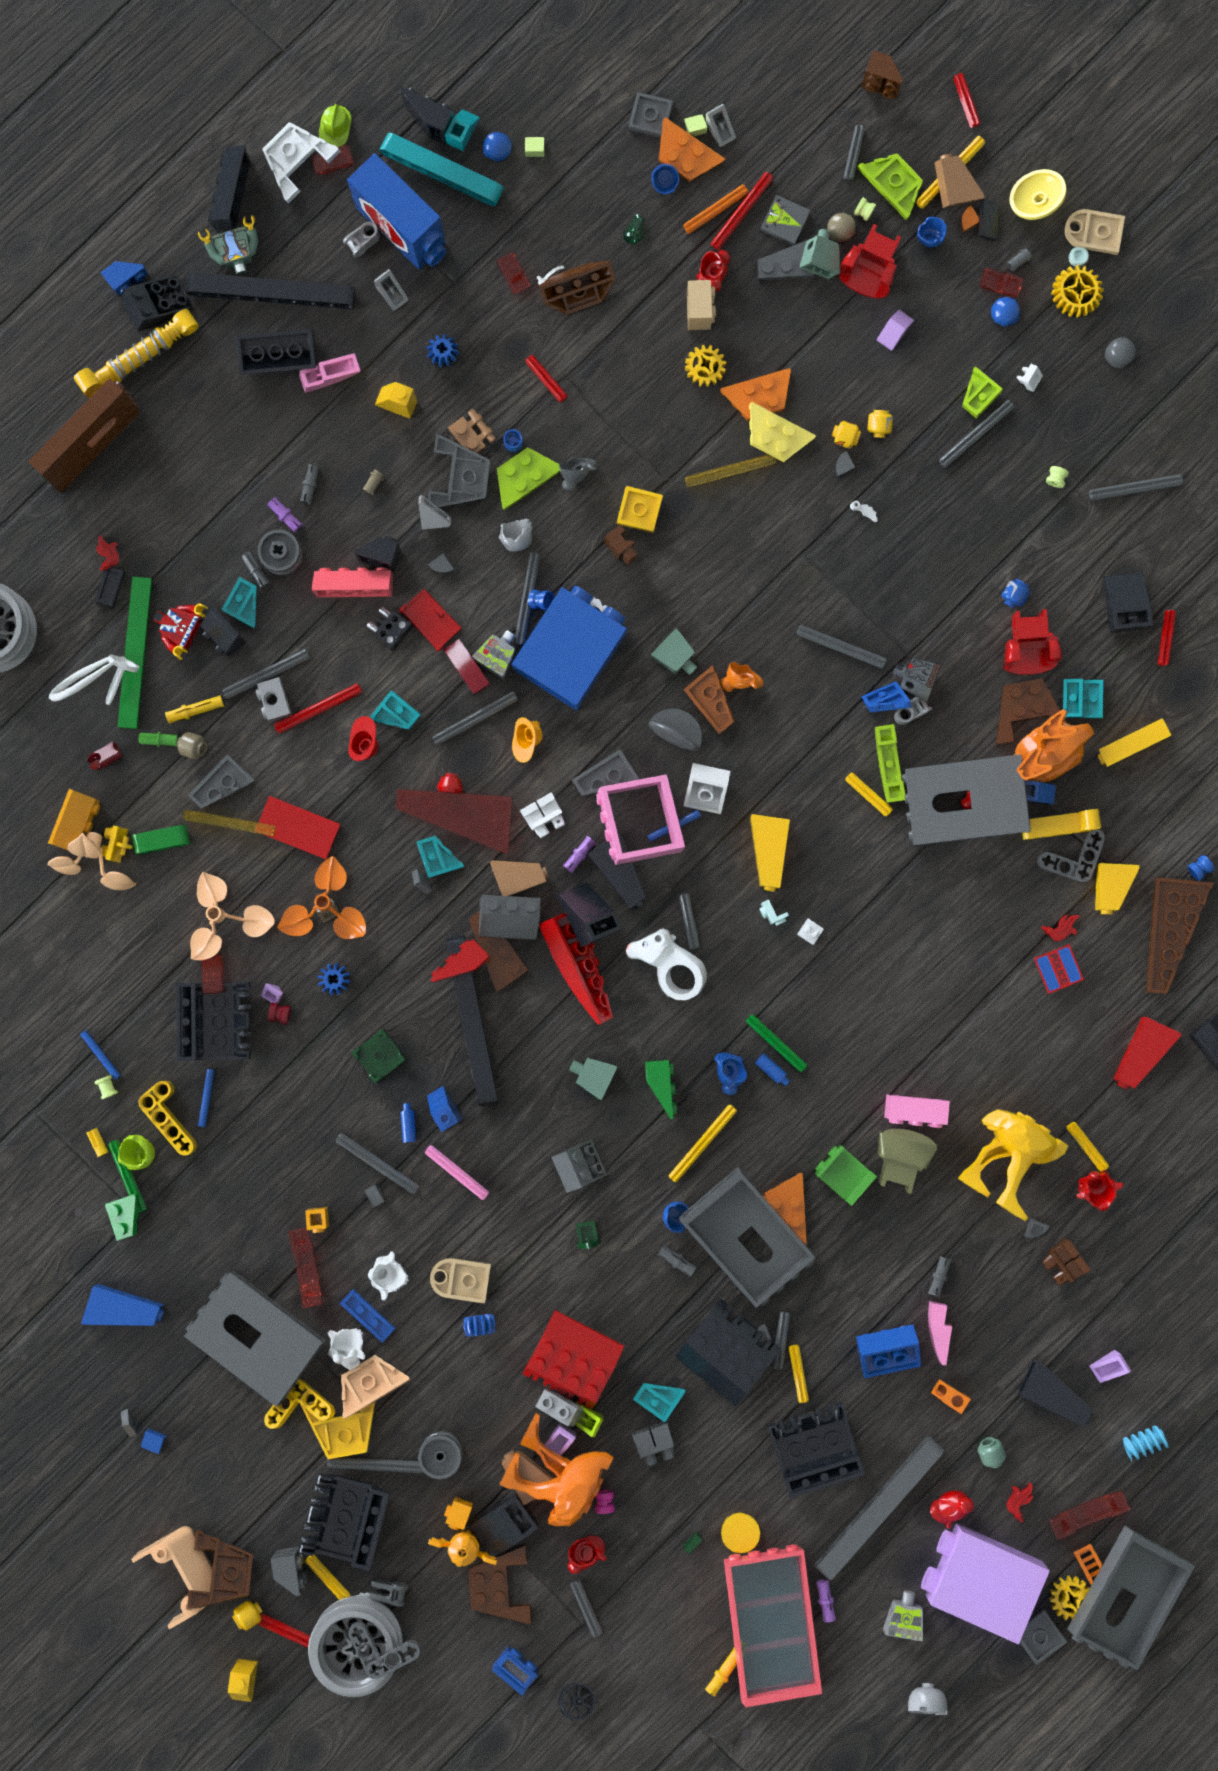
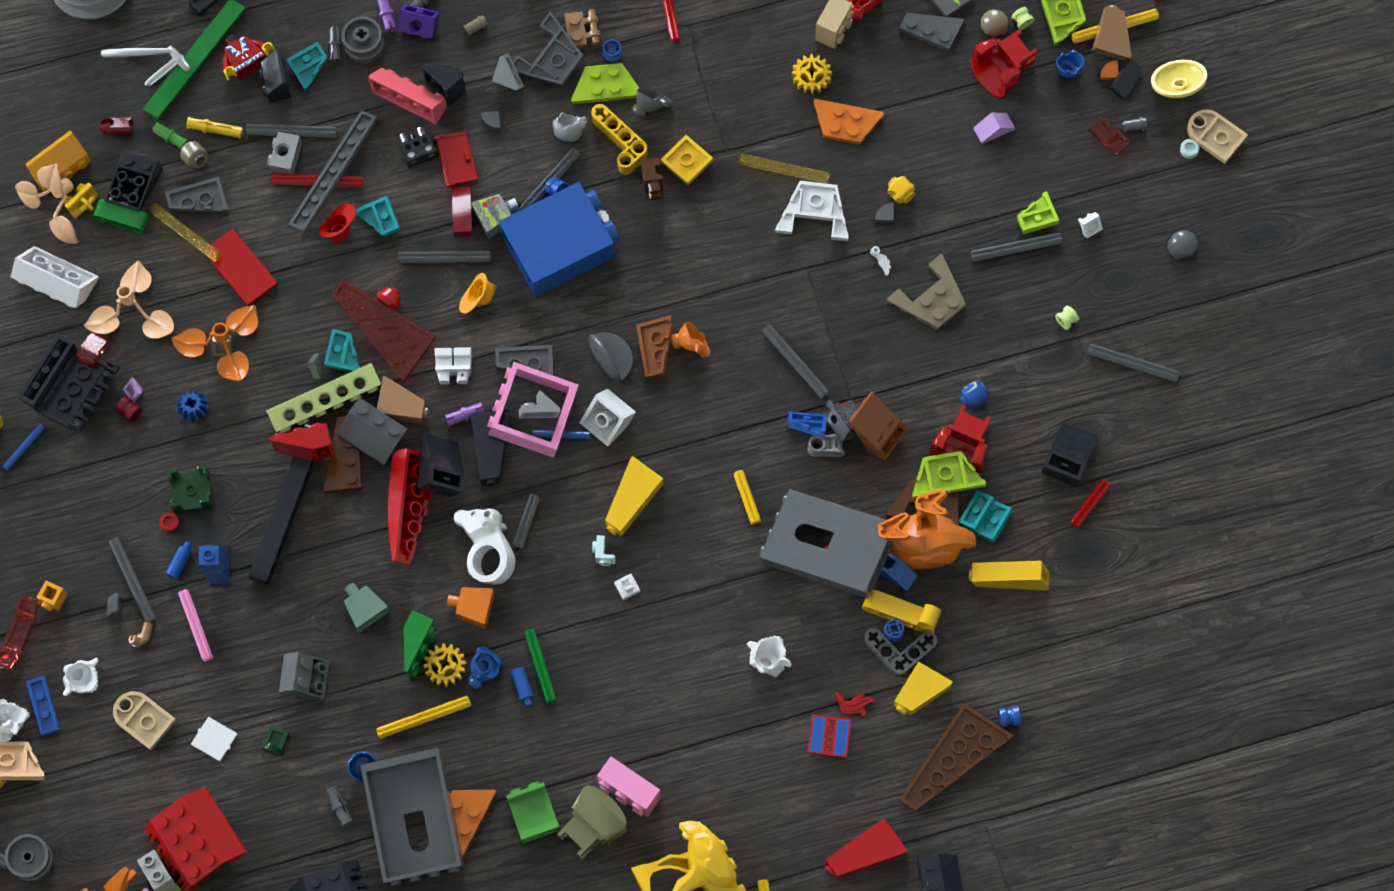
camera: 30 degrees right, 15 degrees down
(135, 928) = (53, 276): none -> white slope
(152, 801) = (133, 180): none -> black slope
(311, 503) = (428, 19): none -> dark purple brick
(329, 694) = (332, 172): none -> dark grey tile
(377, 1094) = (169, 522): none -> red tile
(417, 1208) = (143, 637): none -> medium nougat arm
(437, 911) = (366, 372): none -> yellowish green brick
(479, 1325) = (132, 763): blue gear -> none
(533, 1261) = (214, 739): none -> white piece
(563, 520) = (616, 135): none -> yellow beam
(652, 814) = (544, 409): none -> light grey slope
(675, 654) = (646, 291): sand green torso -> none
(688, 1022) = (473, 605): none -> orange torso
(703, 1086) = (453, 668): none -> yellow gear
(775, 434) = (839, 158): light yellow wing -> none
(778, 487) = (815, 202): none -> white wing
(821, 256) = (962, 35): sand green torso -> none
(880, 423) = (935, 195): yellow head -> none
(889, 763) = (780, 479): lime slope -> none
(936, 522) = (936, 304): none -> dark tan wing
(952, 671) = (877, 426): none -> dark orange slope
(969, 928) = (769, 655): none -> white hair
(1005, 311) = (1099, 161): blue hair -> none
(1032, 682) = (947, 473): none -> lime wing
(1059, 848) = (894, 634): none -> blue wheel
(1092, 288) = (1184, 183): yellow gear -> none

